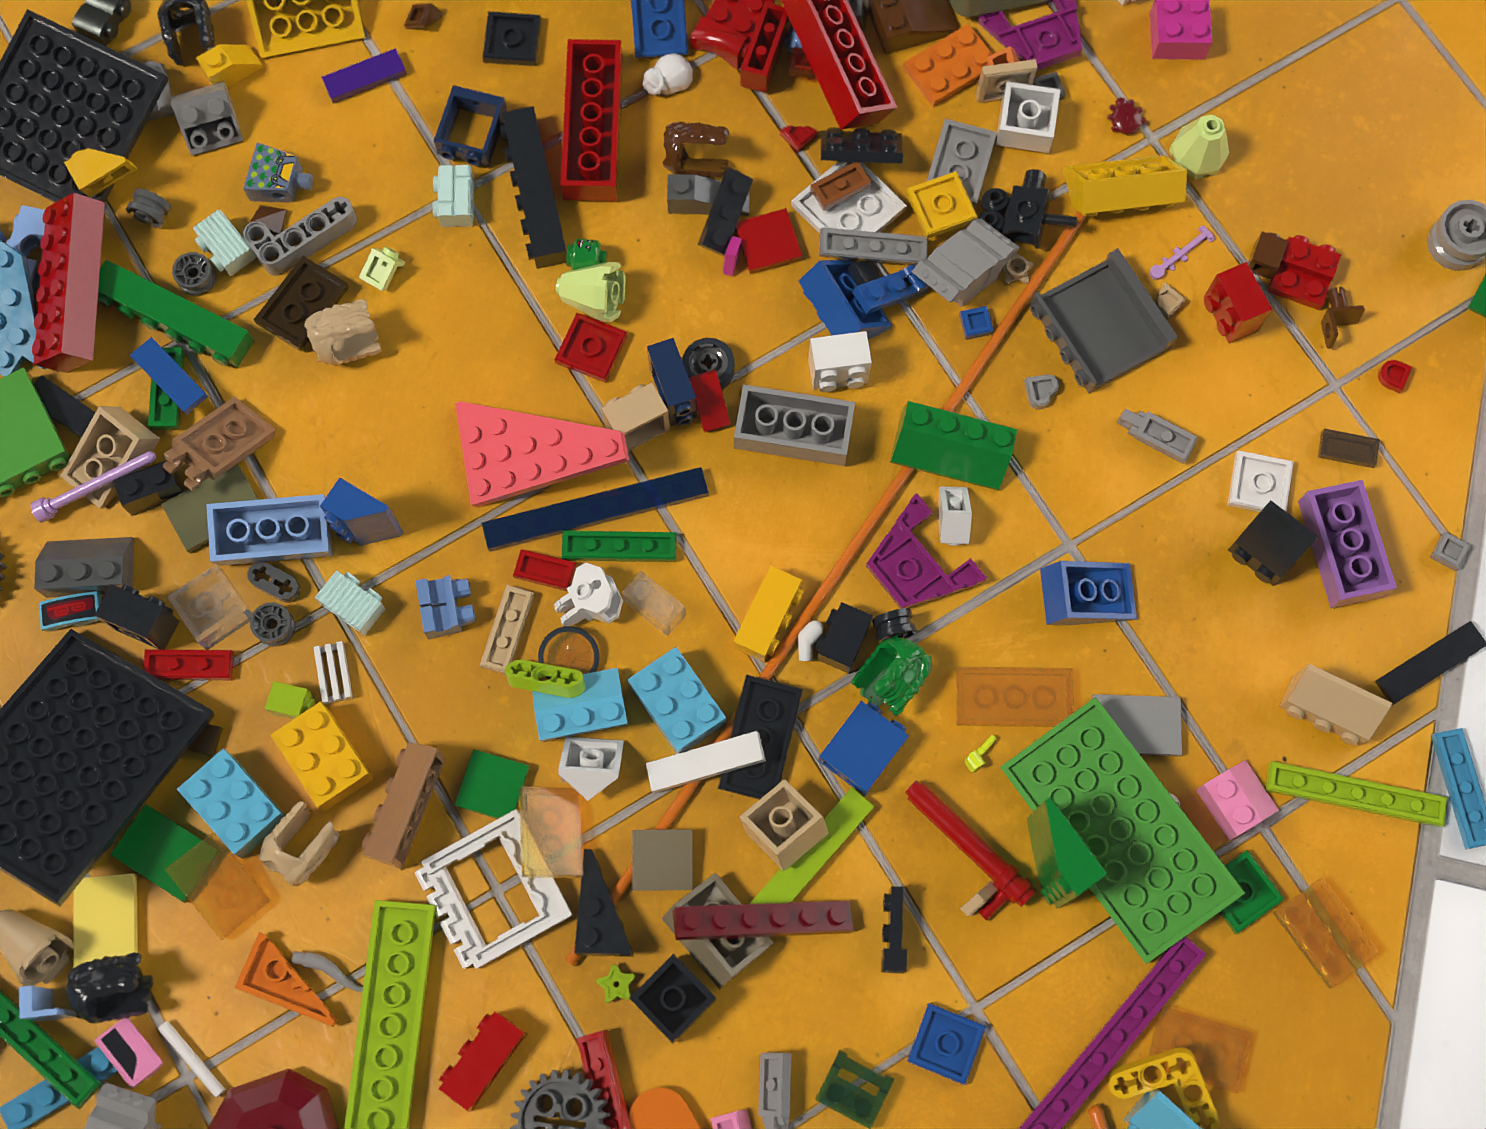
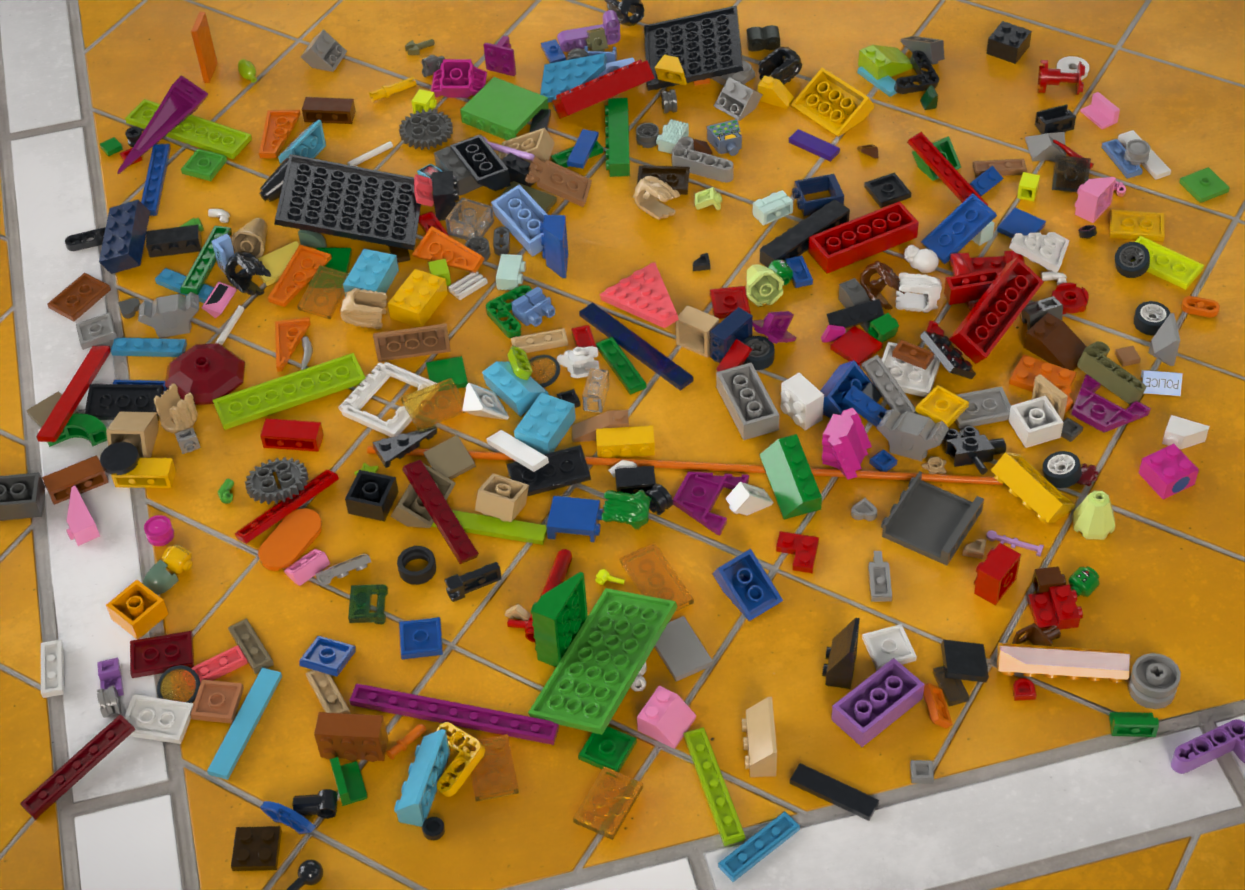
camera: 65 degrees right, 25 degrees down
(96, 641) = (423, 190): none -> coral slope
(103, 531) = (482, 163): none -> black slope
(154, 907) = (297, 274): none -> orange wing
(246, 673) = (440, 246): none -> orange wing
(410, 644) = (503, 311): none -> green beam
(494, 341) = (702, 263): none -> black tile
(588, 227) = (801, 274): none -> blue plate
(640, 647) = (569, 396): none -> black tile
(687, 322) = (775, 326): none -> magenta bracket
(721, 631) = (586, 429): none -> medium nougat slope
(742, 111) = (927, 286): none -> white piece
(766, 192) = (883, 328): none -> green brick
(843, 979) = (421, 576): none -> black tyre
(939, 354) = (845, 443): none -> dark pink slope
(1064, 493) = (802, 546): none -> red plate
(1105, 124) = (1062, 469): none -> black wheel
(1287, 217) = (1084, 581): none -> green head
(1329, 414) = (964, 661): none -> black tile
(1377, 481) = (937, 706): none -> orange plate
(1390, 311) = (1063, 661): none -> brick

